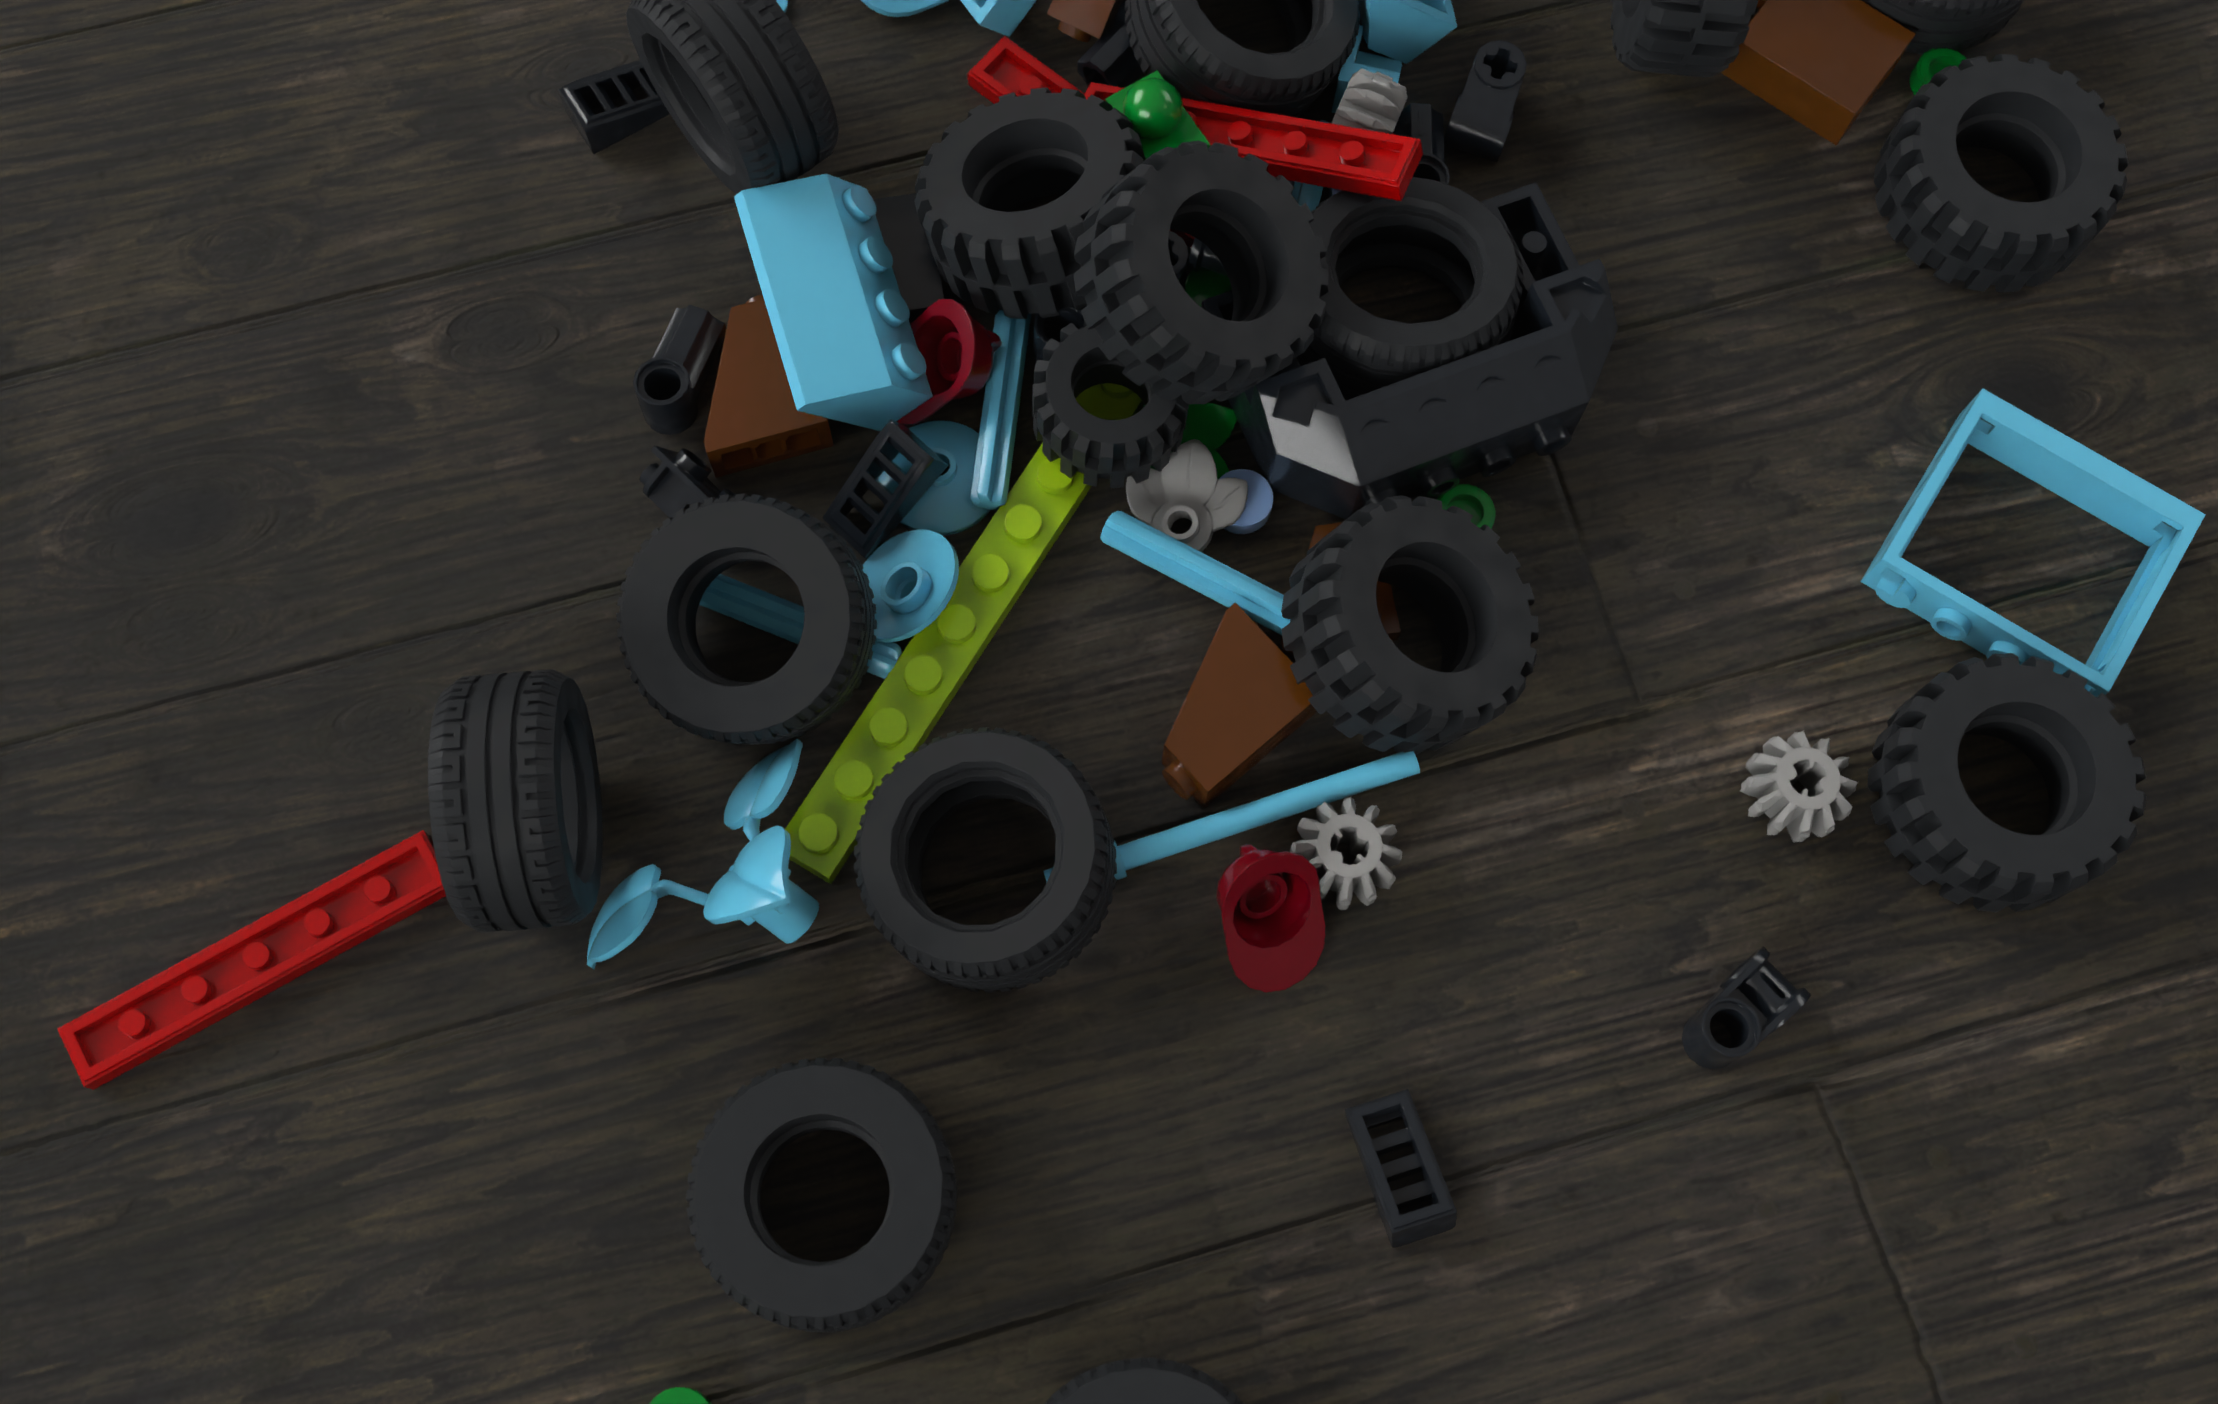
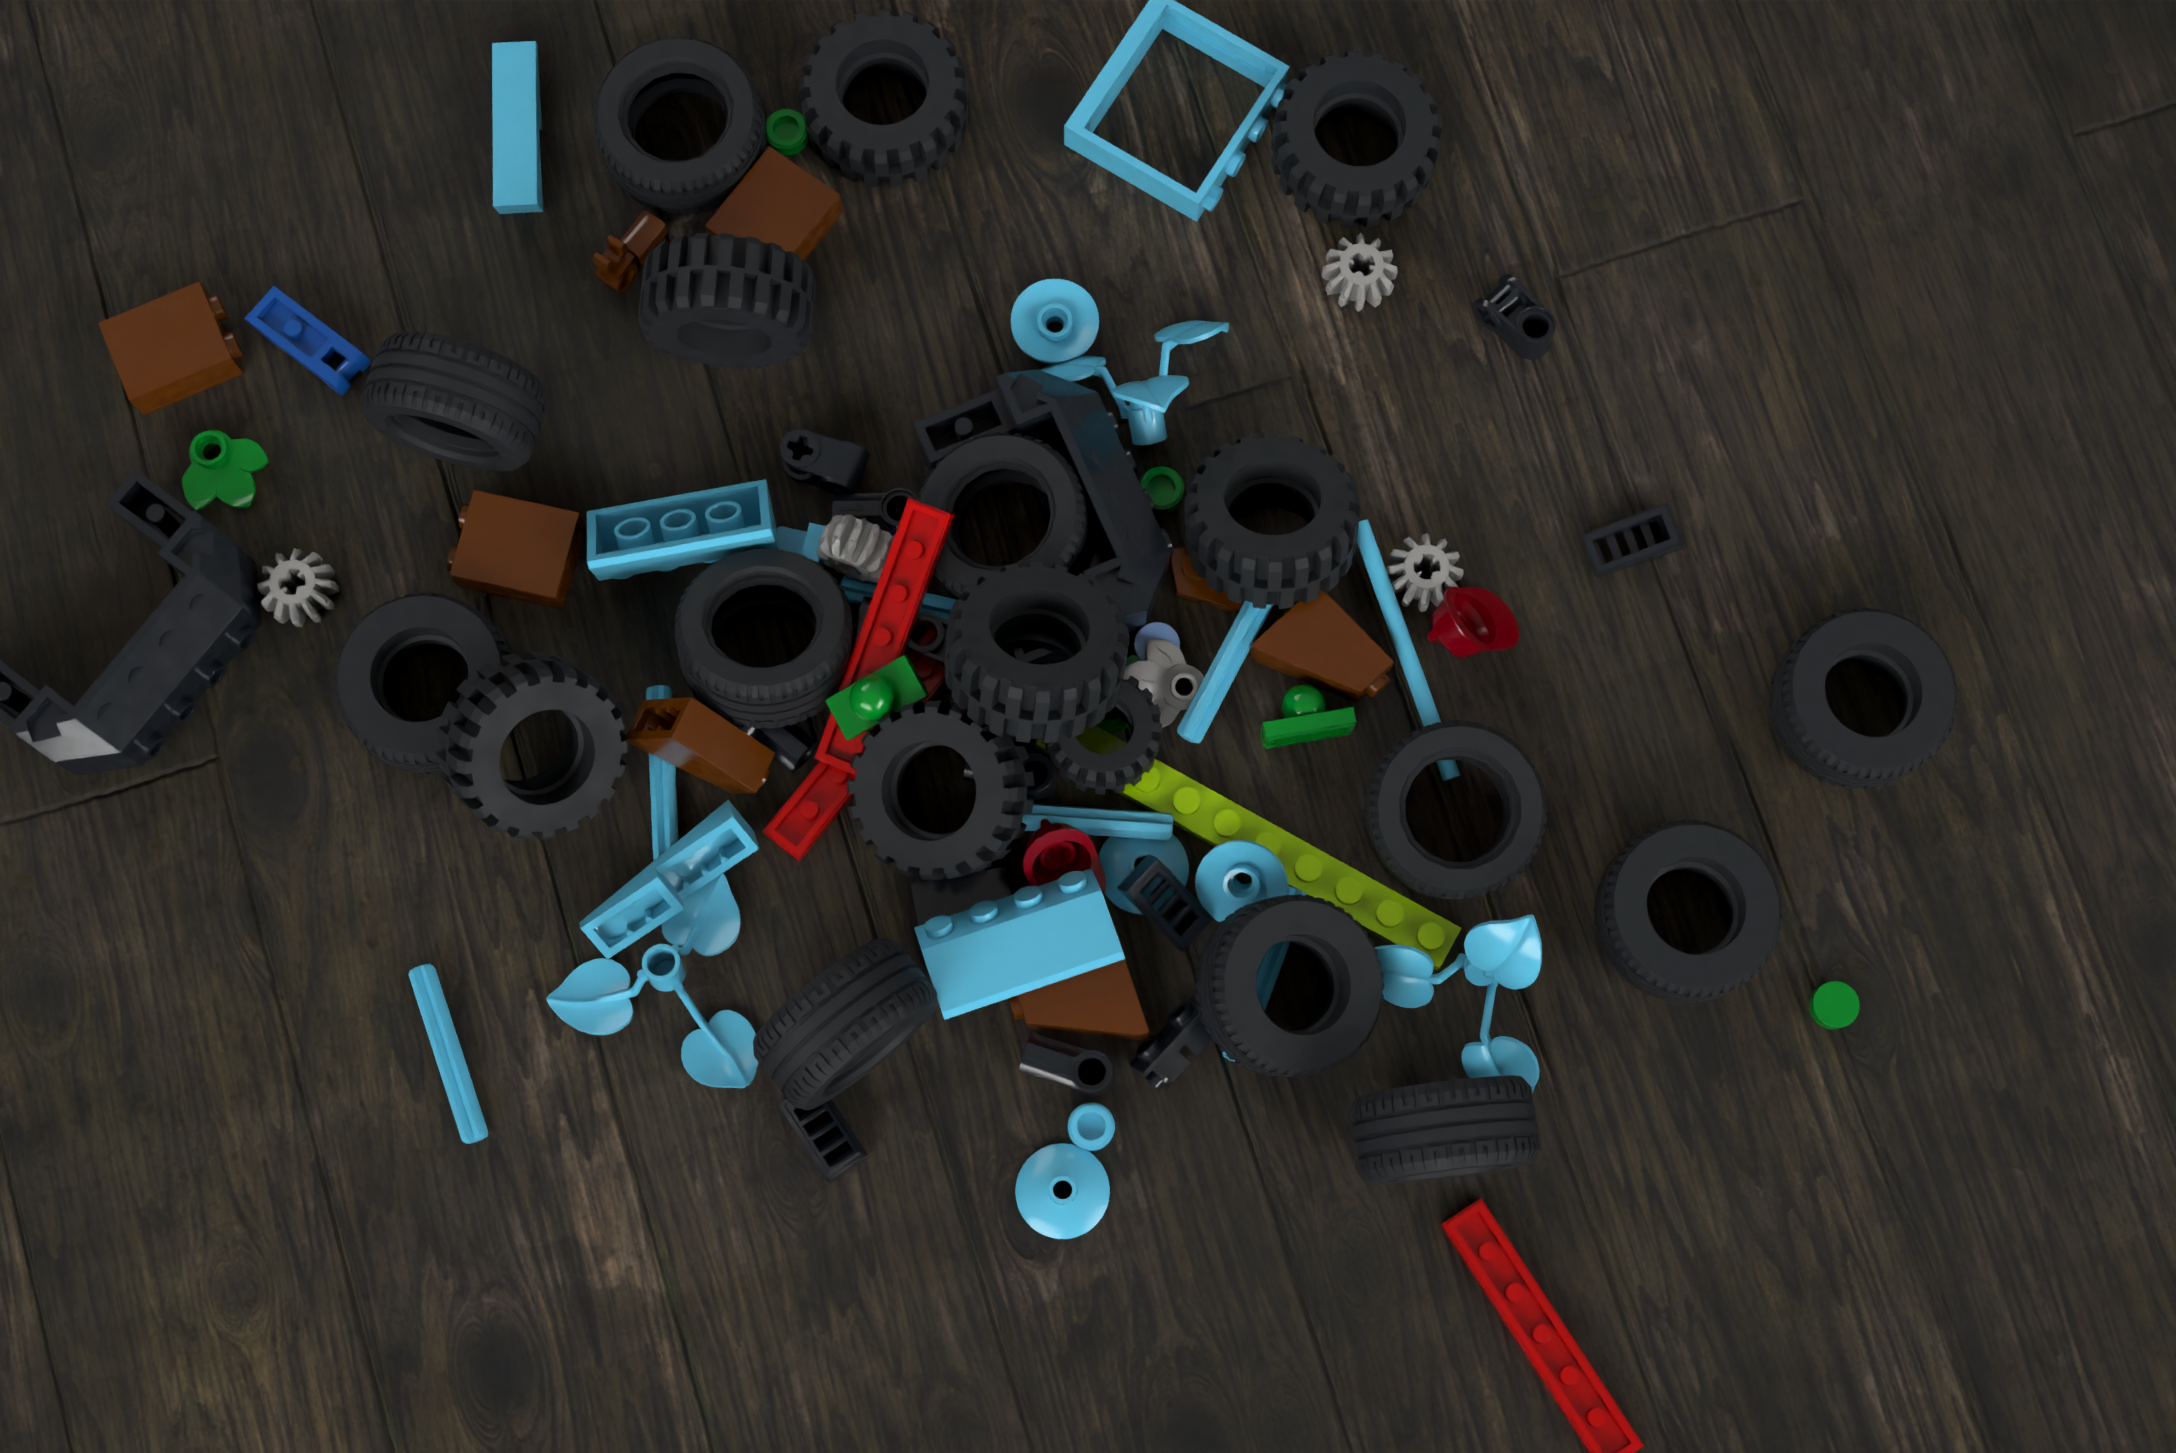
camera: 90 degrees left, 5 degrees up
(533, 390) = (1067, 1216): none -> medium azure dish
(602, 401) = (1091, 1126): none -> medium azure tile
(1133, 682) = (1306, 719): none -> green tile
(1590, 472) = (1149, 397): none -> medium azure plant
(1710, 363) = (1054, 302): none -> medium azure dish

